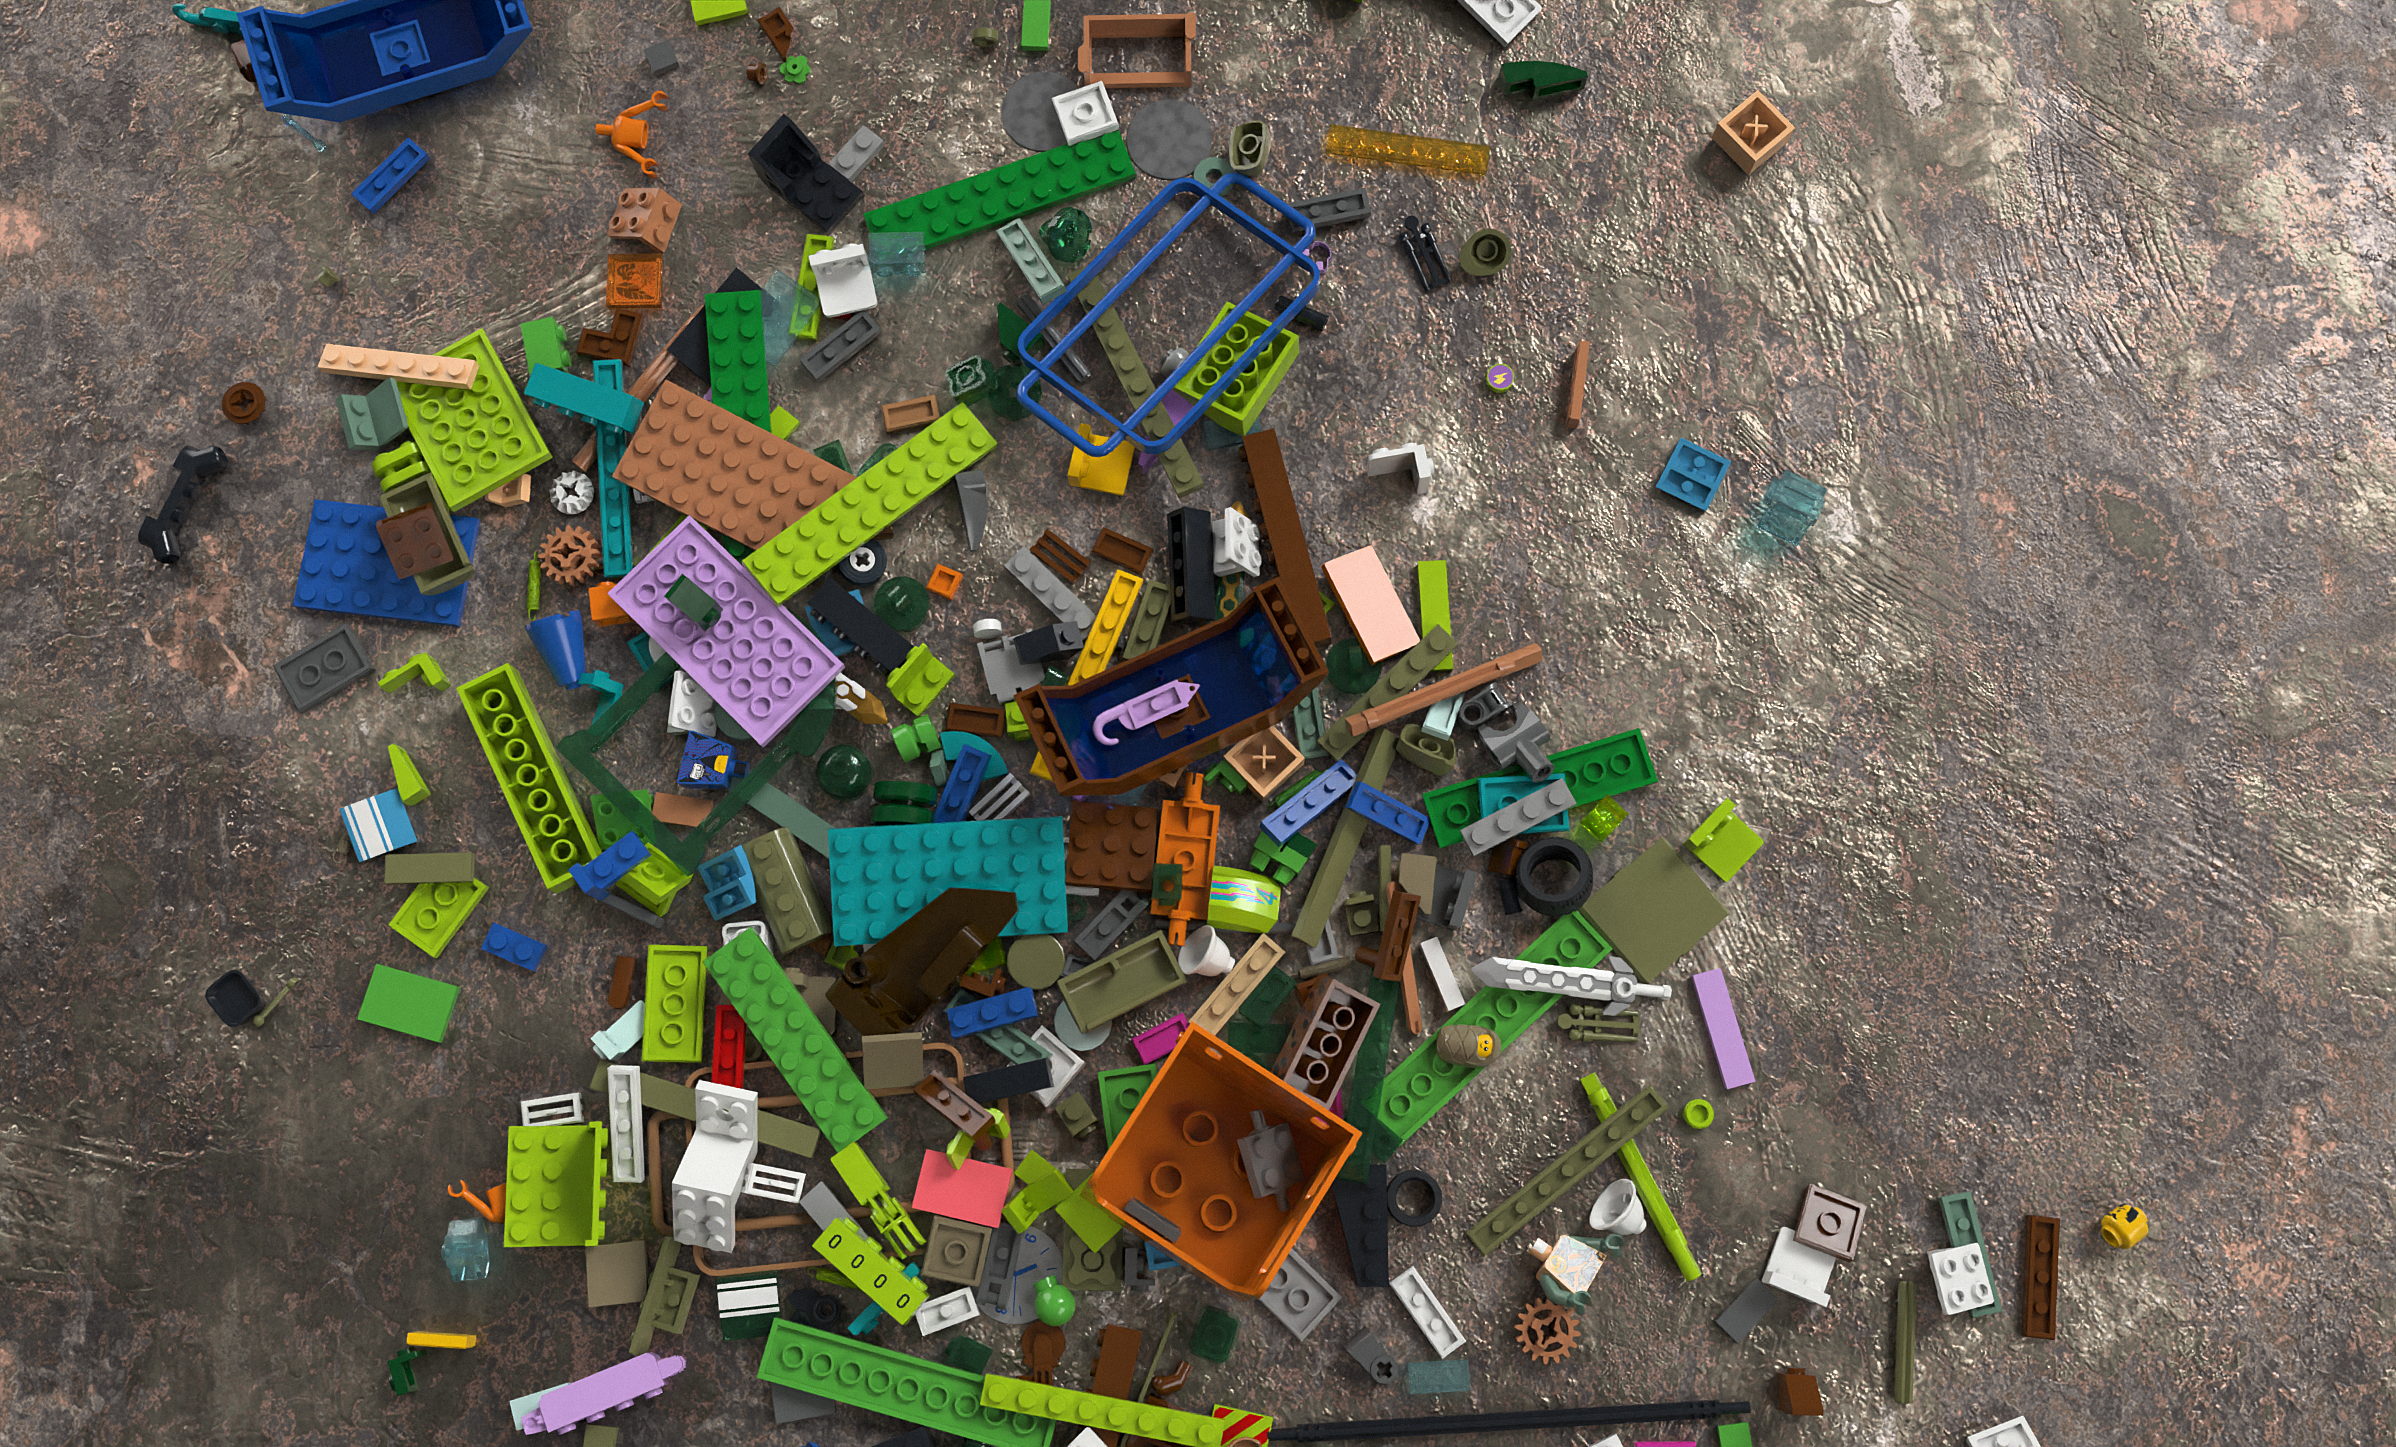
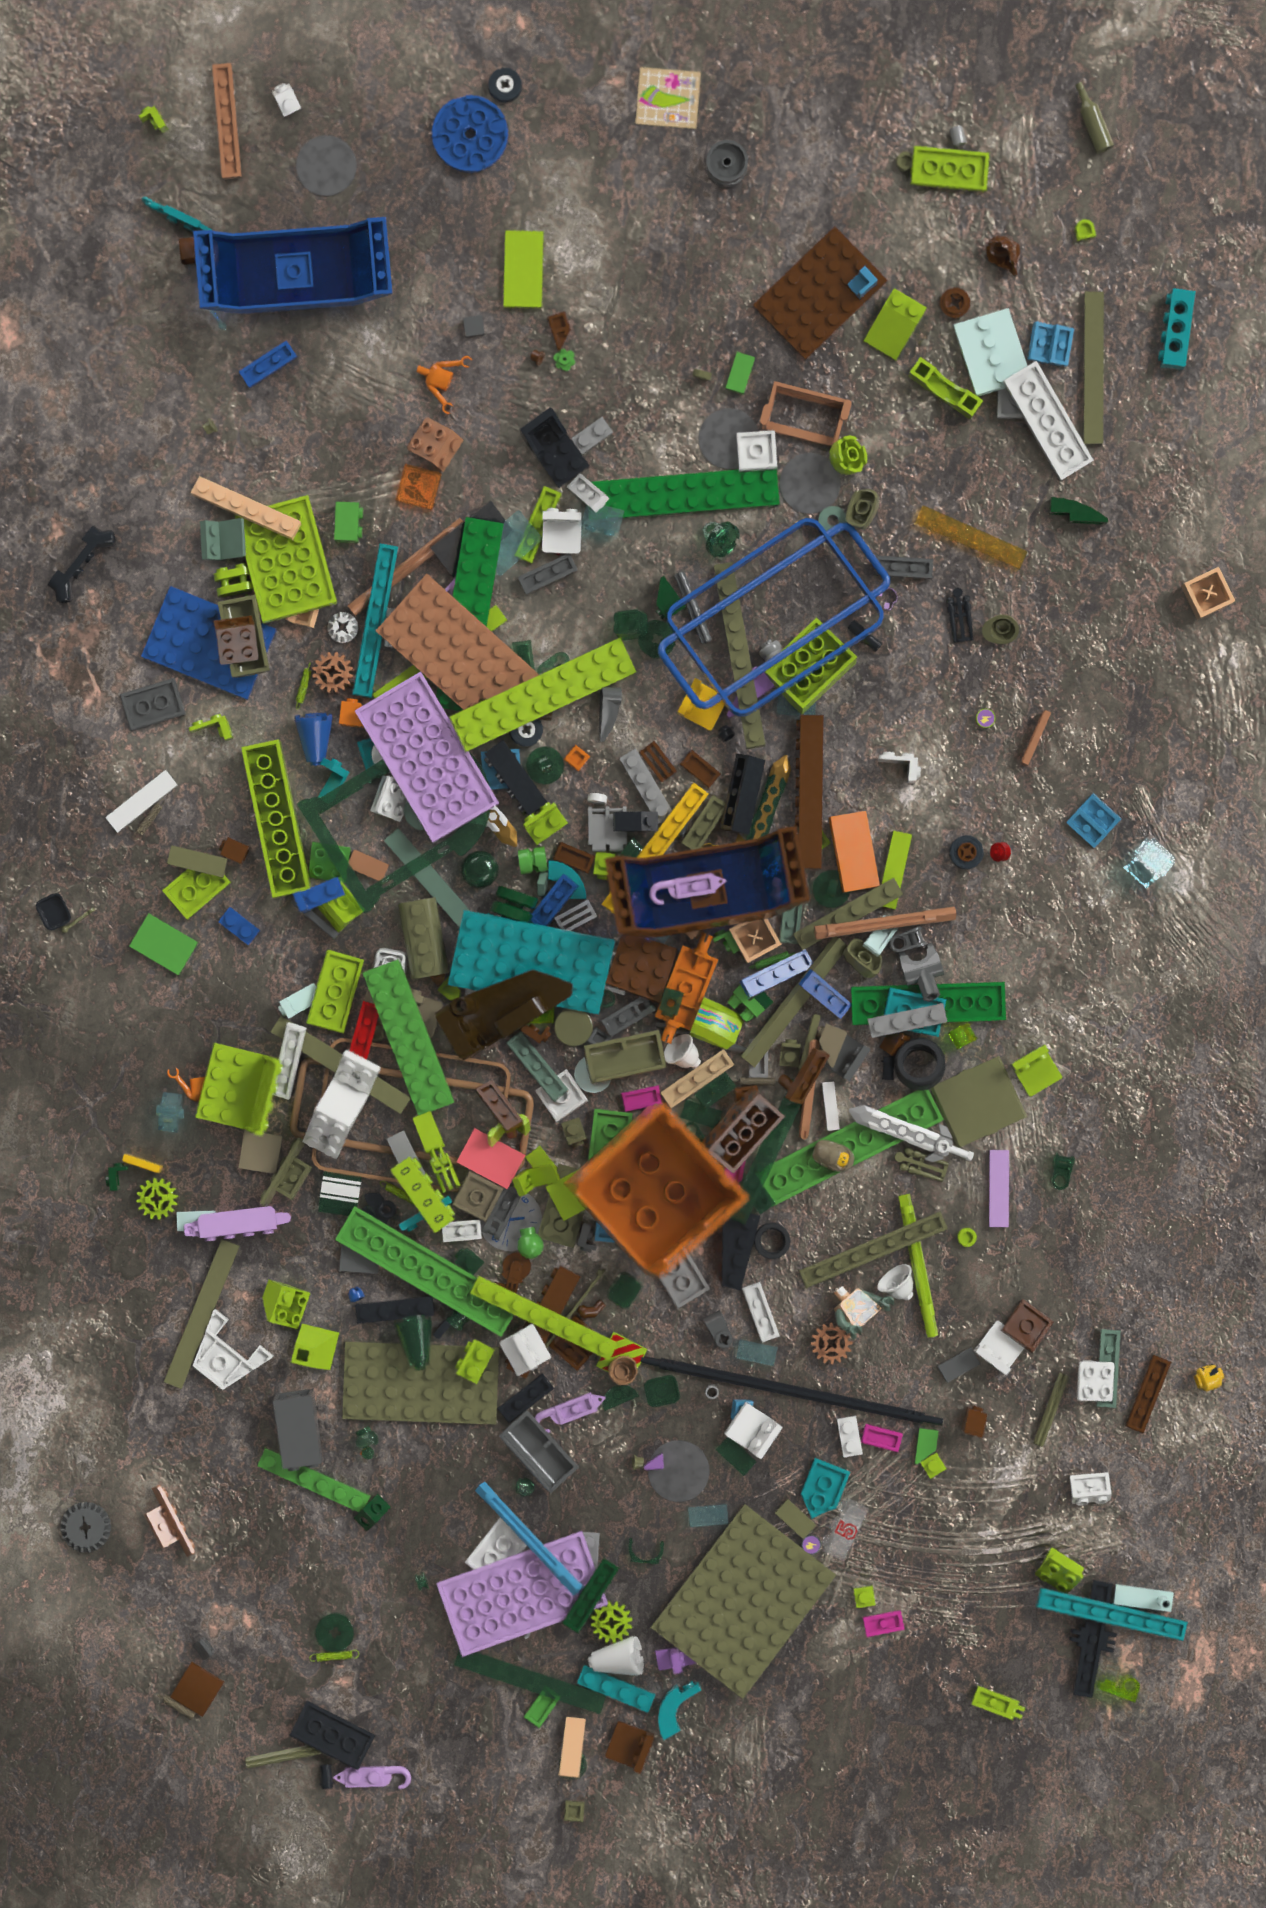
camera: 15 degrees right, 10 degrees up
(235, 396) = (128, 497): reddish brown gear -> none
(326, 816) = (141, 801): none -> white tile
(378, 825) = (168, 822): slope -> none
(409, 782) = (195, 800): lime slope -> none
(480, 1398) = (149, 1199): none -> lime gear
(483, 839) = (234, 850): none -> reddish brown brick
(576, 1108) = (257, 1040): white tile -> none
(584, 398) = (368, 570): teal brick -> none
(618, 343) = (396, 530): reddish brown tile -> none
(622, 980) = (304, 967): reddish brown bar -> none
(694, 603) = (412, 738): dark green slope -> none
(709, 763) = (394, 841): blue torso -> none
(728, 883) = (388, 923): dark azure slope -> none
(751, 1178) = (361, 1118): white tile -> none
(867, 219) = (588, 492): none -> white plate
(892, 1060) = (467, 1068): dark tan tile -> none
(910, 414) = (583, 634): medium nougat tile -> none
(992, 1013) = (537, 1053): blue plate -> none
(1009, 1081) = (537, 1100): black tile -> none
(1031, 261) = (691, 551): sand green tile -> none
(1145, 492) = (726, 733): none -> black plate
(1153, 1219) = (607, 1212): dark grey tile -> none
(1209, 84) = (847, 455): none -> lime cylinder
(1235, 545) = (776, 787): white bracket -> none
(1270, 1160) = (689, 1194): light grey plate -> none
(1532, 553) = (966, 852): none -> black wheel
(1577, 549) = (1000, 851): none -> red wheel
(1806, 975) = (1062, 1170): none -> clear green piece

